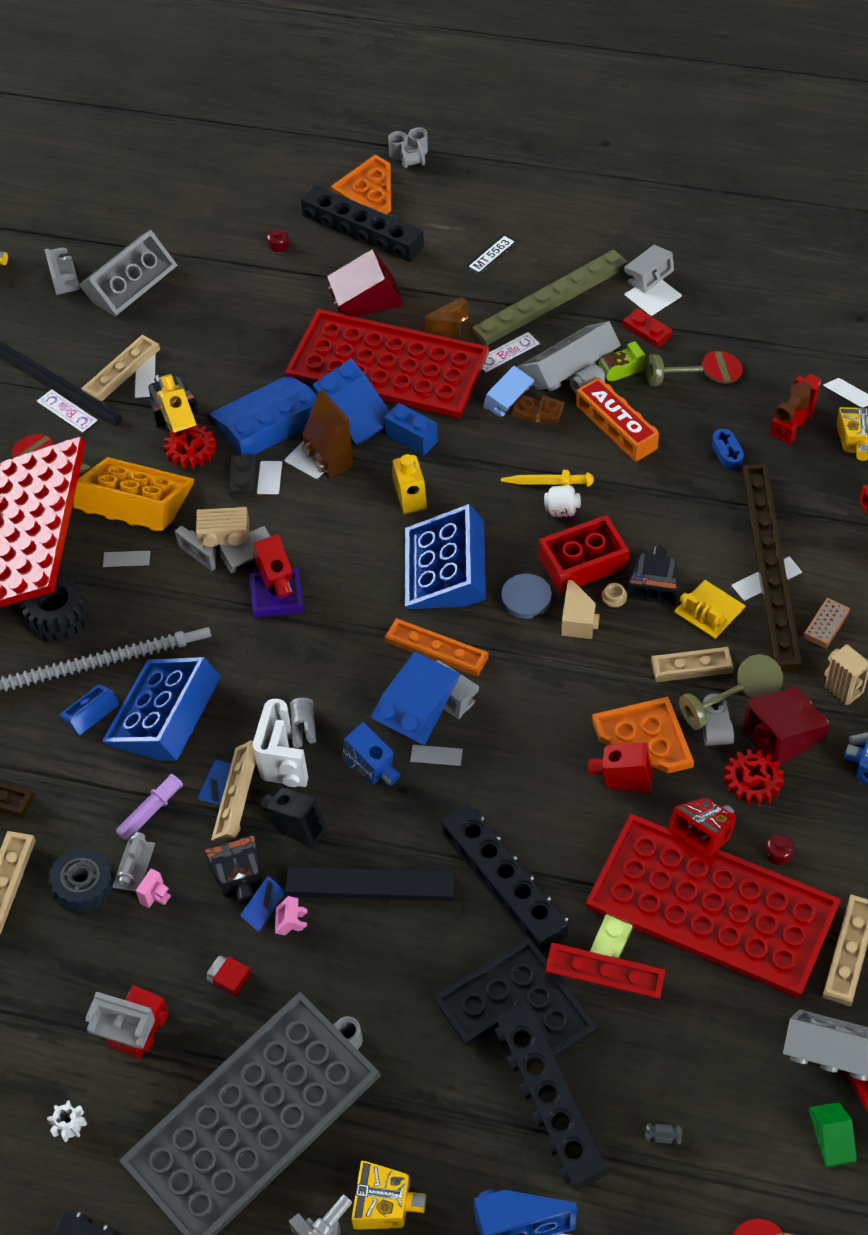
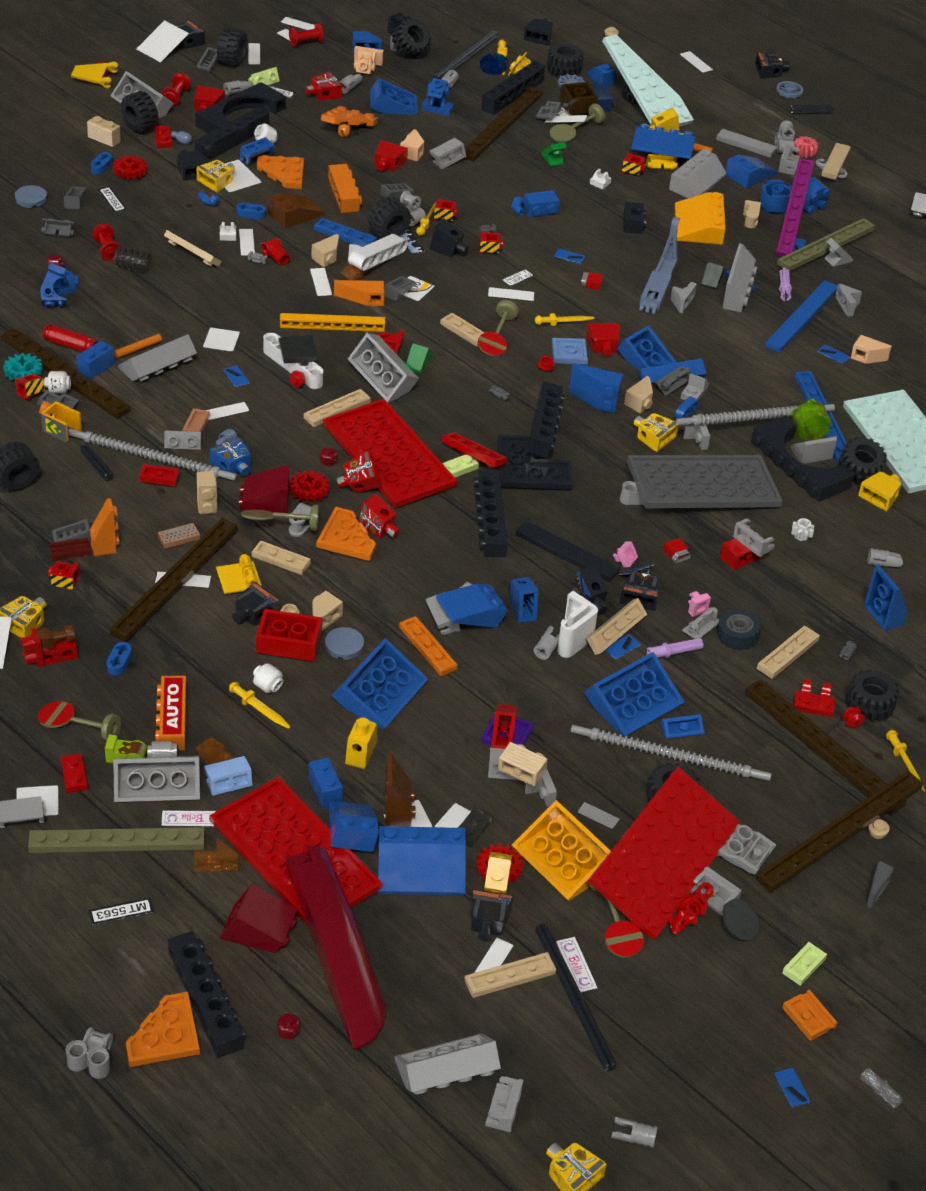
camera: 155 degrees left, 10 degrees down
(288, 298) = (338, 945): none -> dark red slope

